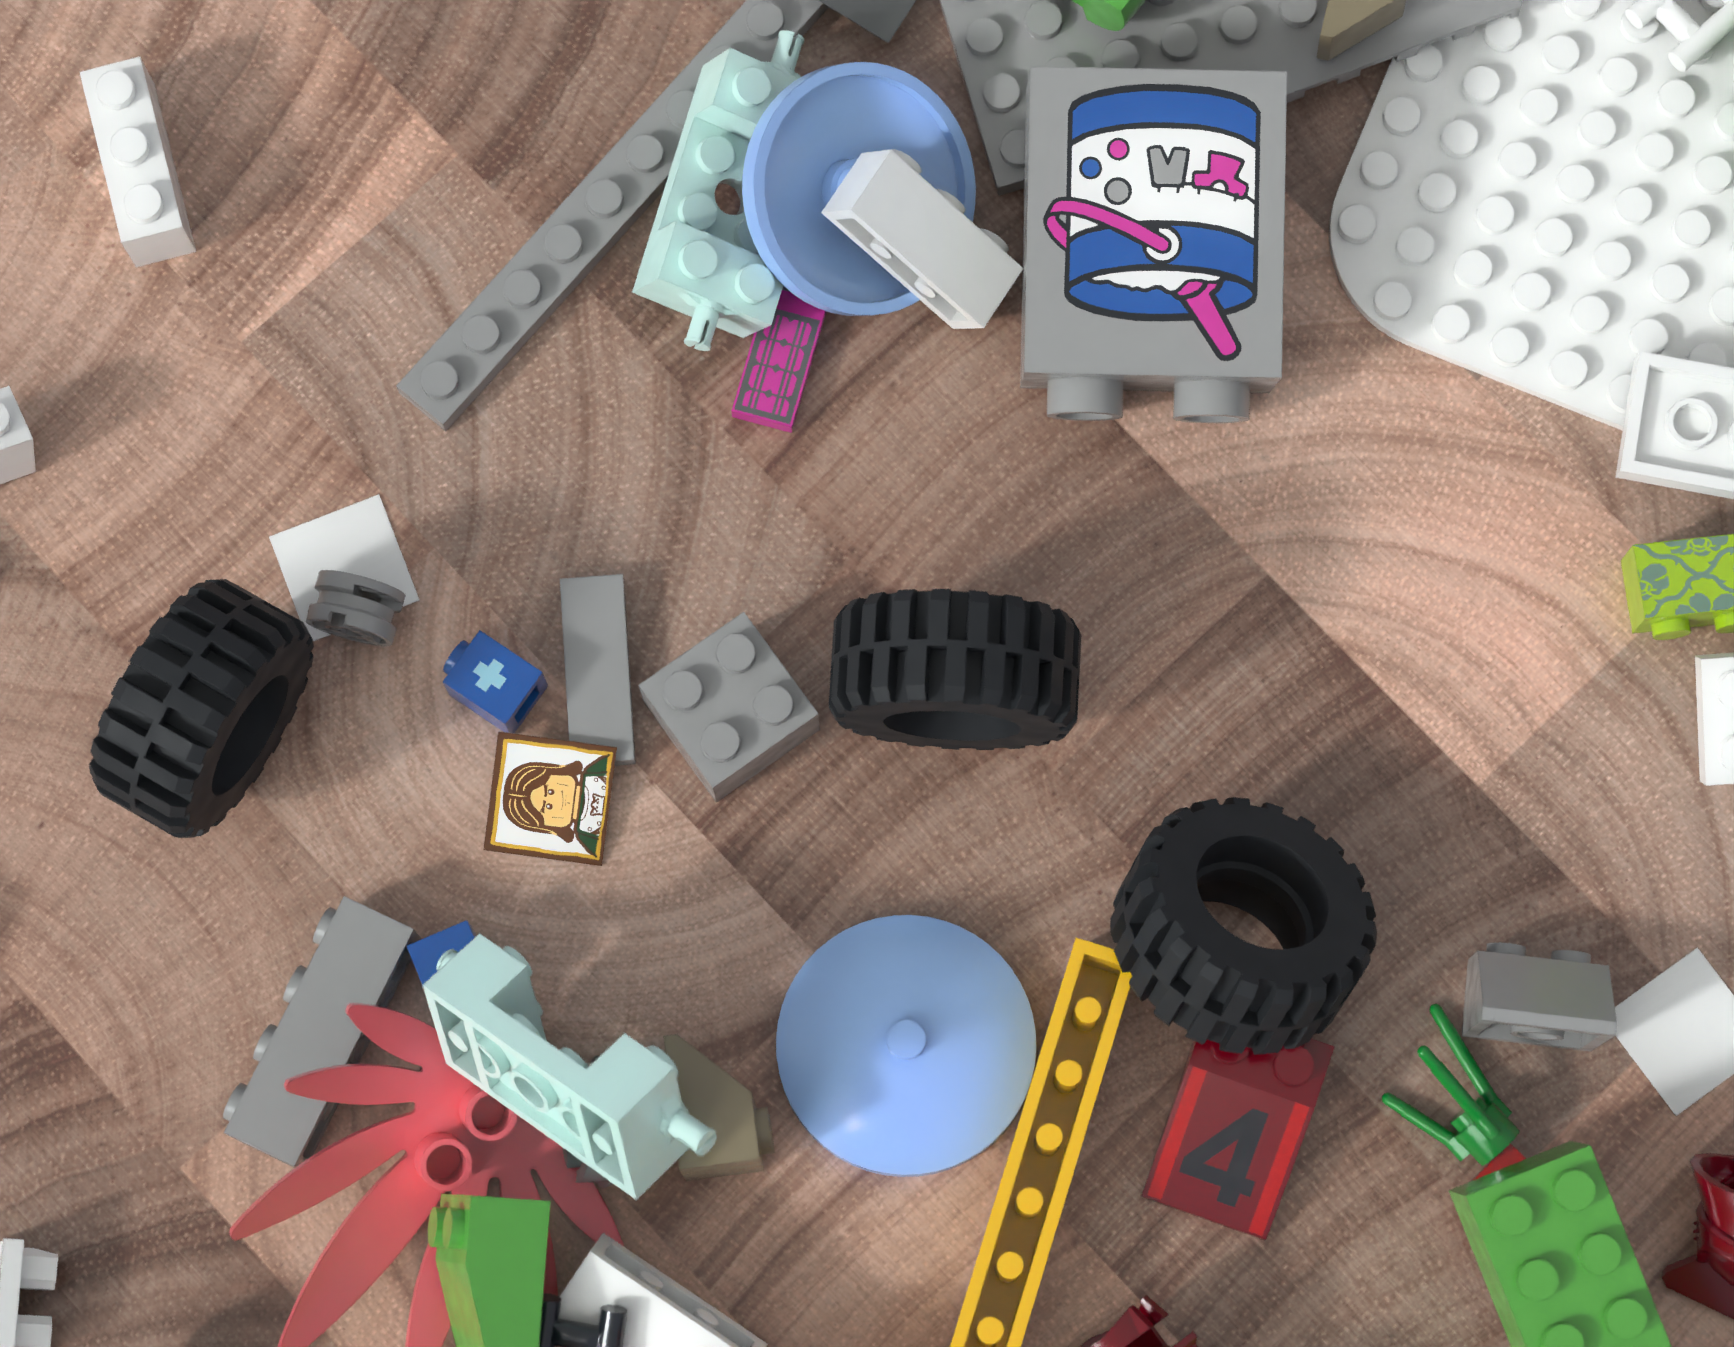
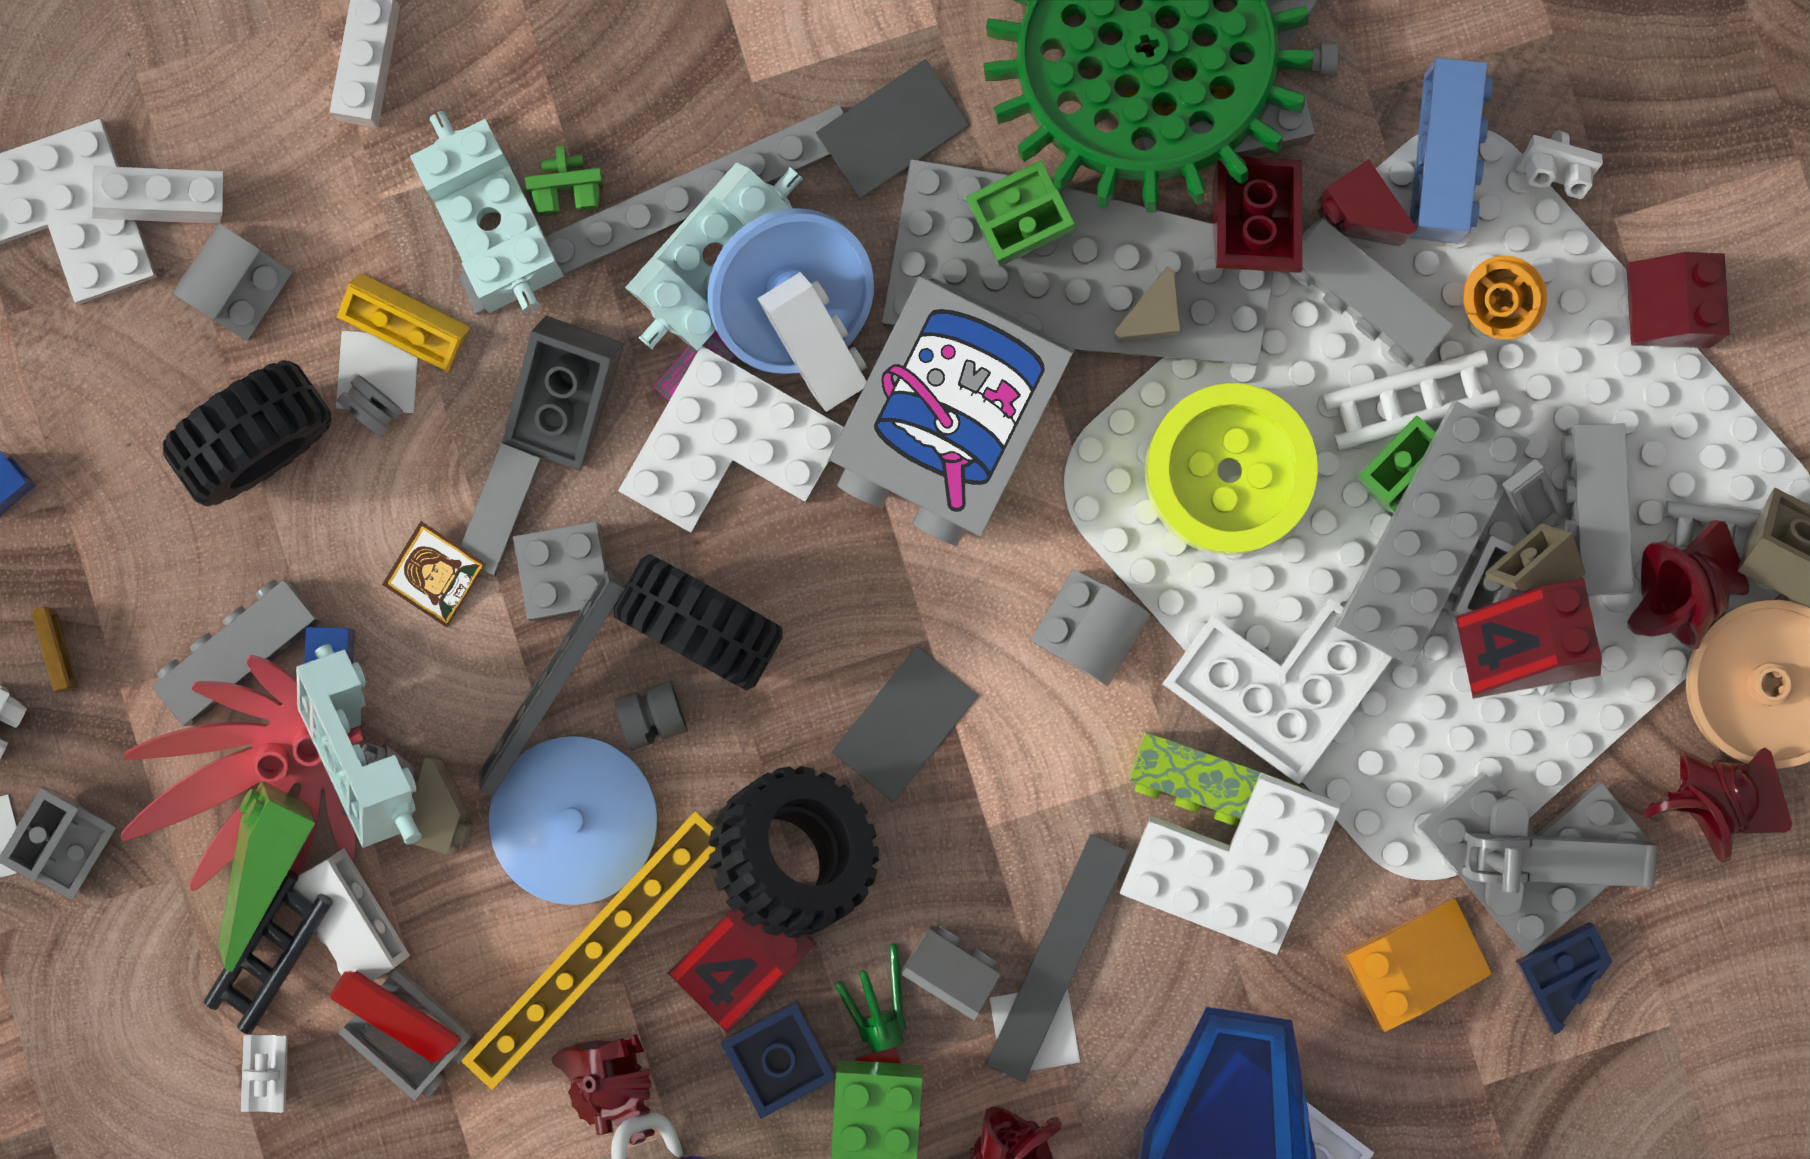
camera: 25 degrees right, 10 degrees up
(60, 1151) = (54, 649): none -> pearl gold tile
(88, 534) = (232, 282): none -> light grey brick
(348, 485) = (403, 322): none -> yellow slope
(351, 252) = (472, 178): none -> light aqua brick
(480, 193) = (584, 183): none -> bright green hips
(493, 682) = (431, 488): blue brick -> none
(611, 473) = (562, 391): none -> dark grey slope
(786, 857) = (551, 681): none -> dark grey tile
(846, 406) = (723, 418): none -> white plate
(945, 845) = (650, 715): none -> dark grey wheel
(1294, 700) = (905, 723): none -> dark grey sticker
(1363, 1234) = (779, 1059): none -> dark blue brick
(1480, 448) = (1090, 627): none -> light grey brick
(1553, 91) = (1274, 461): none -> neon yellow brick
(1667, 916) = (1057, 958): none -> dark grey tile

